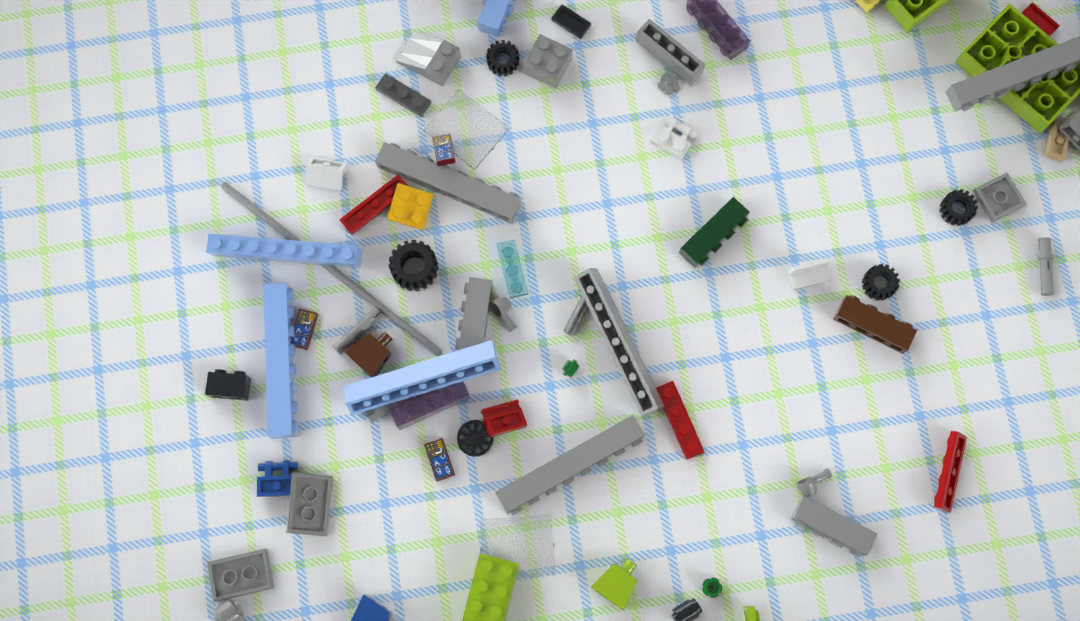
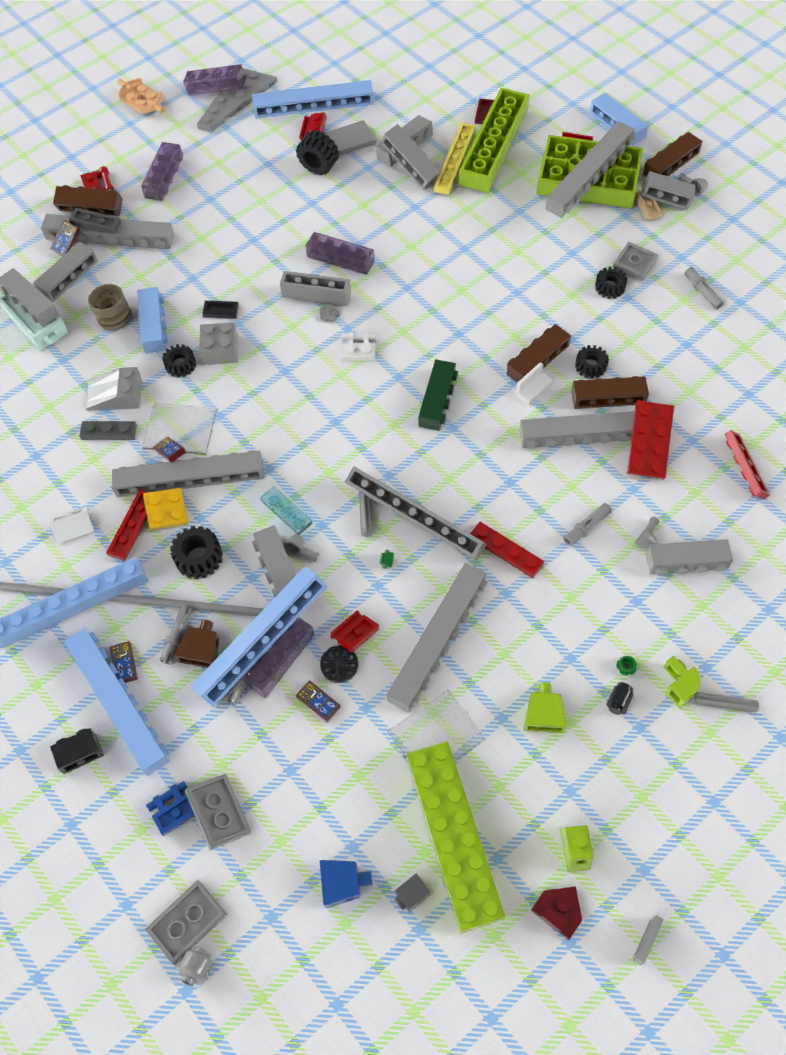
camera: 30 degrees left, 15 degrees down
(758, 442) = (581, 529): none -> light grey pin
(835, 245) = (541, 350): none -> reddish brown brick
(836, 352) = (576, 429): none -> light grey brick
(876, 396) = (650, 439): none -> red plate

